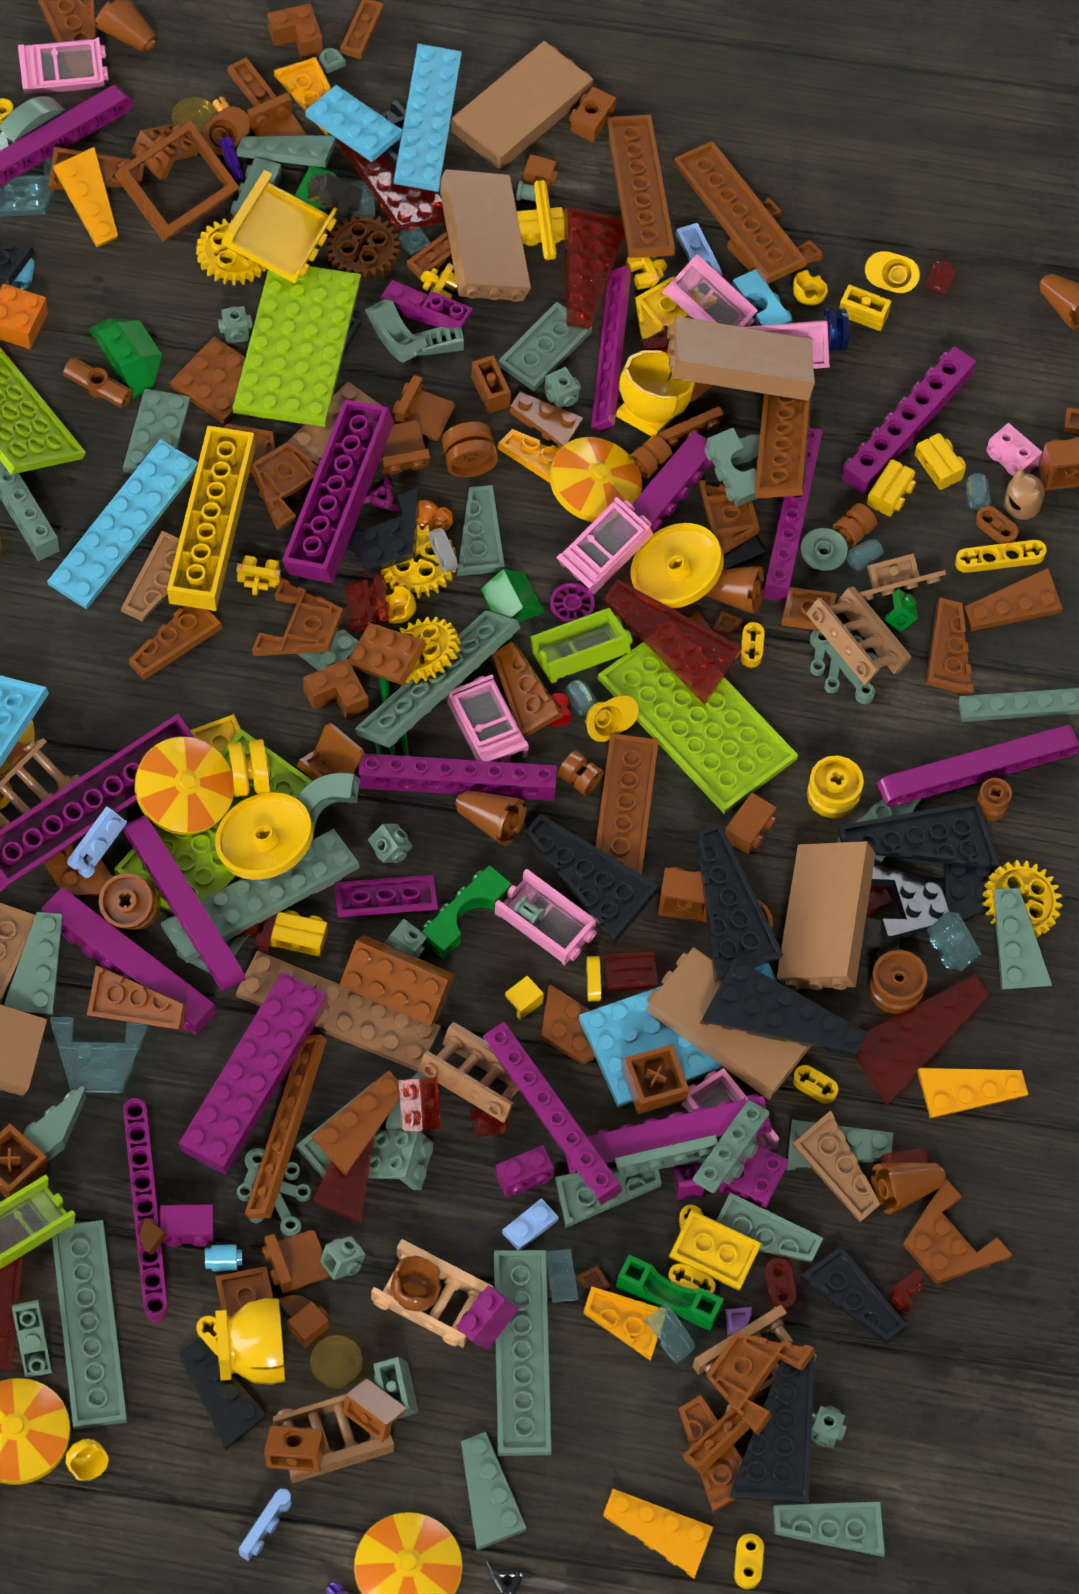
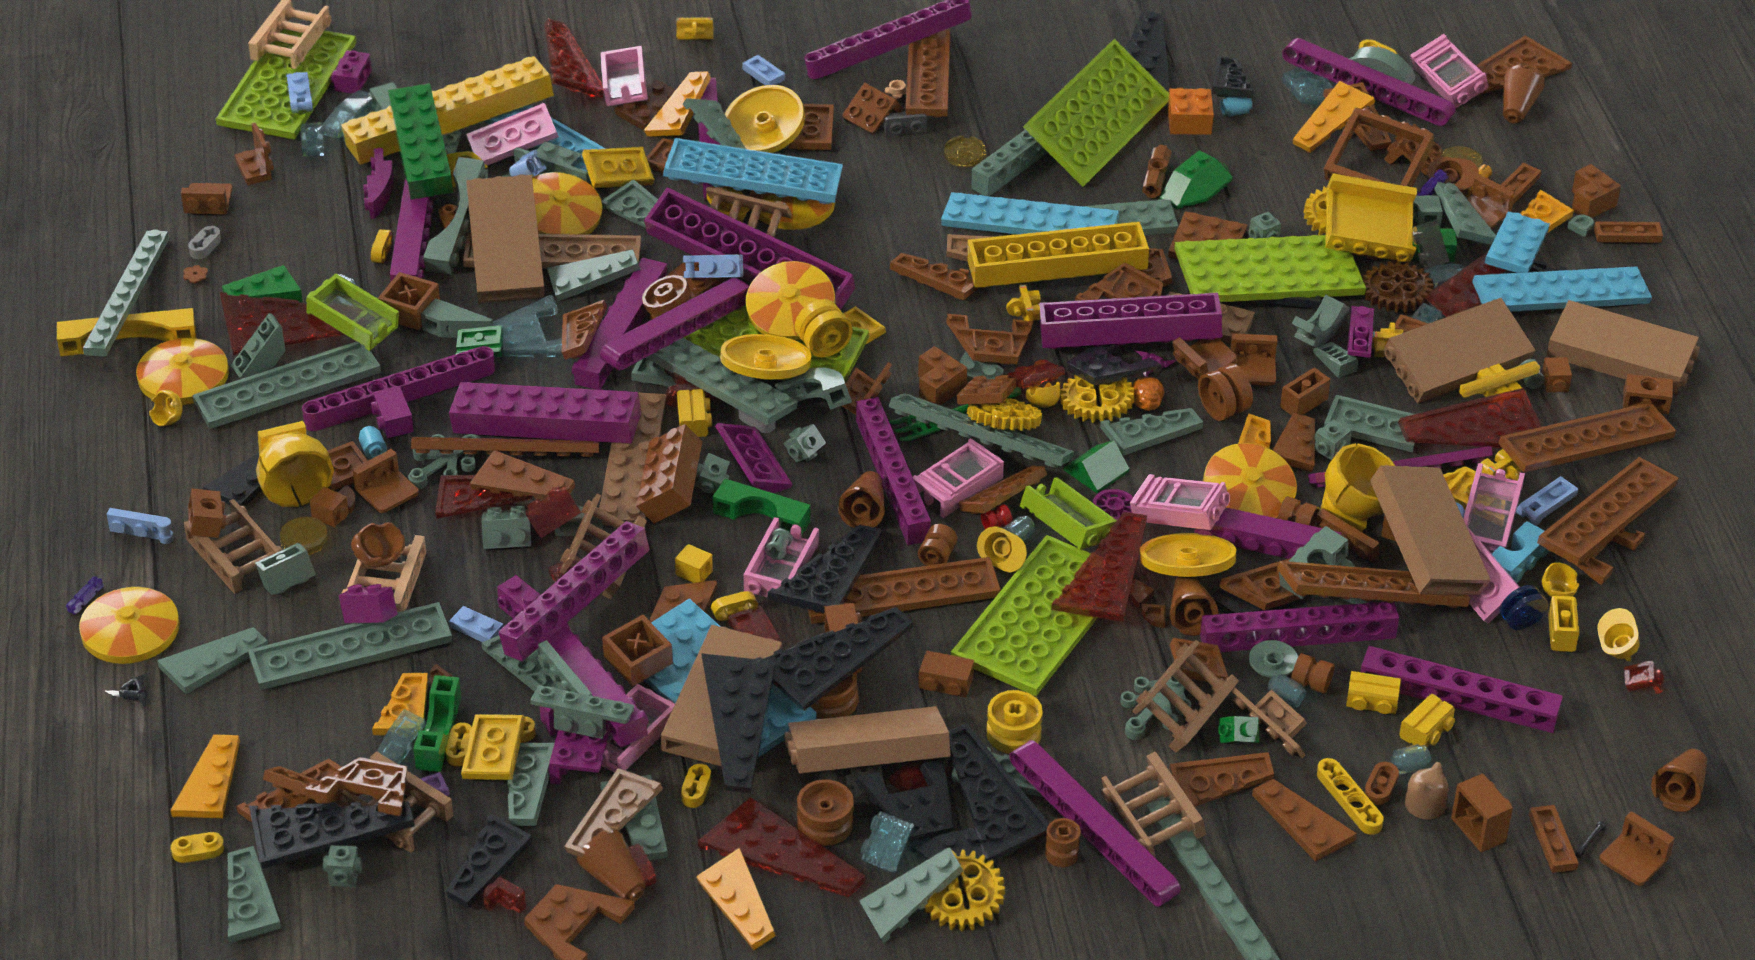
camera: 75 degrees right, 20 degrees down
(103, 1110) = (478, 337): none -> green plate
(151, 1236) = (368, 386): reddish brown tile -> none
(342, 1257) = (396, 507): sand green brick -> none
(372, 1409) = (256, 549): panel -> none
(443, 550) = (1107, 395): light grey beam -> none
(561, 1276) = (442, 654): clear light blue slope -> none
(747, 644) = (1141, 636): yellow beam -> none
(780, 1285) = (478, 804): clear red plate -> none
(986, 690) = (1166, 787): none -> medium nougat fence
(1013, 450) = (1473, 764): bright pink brick -> none

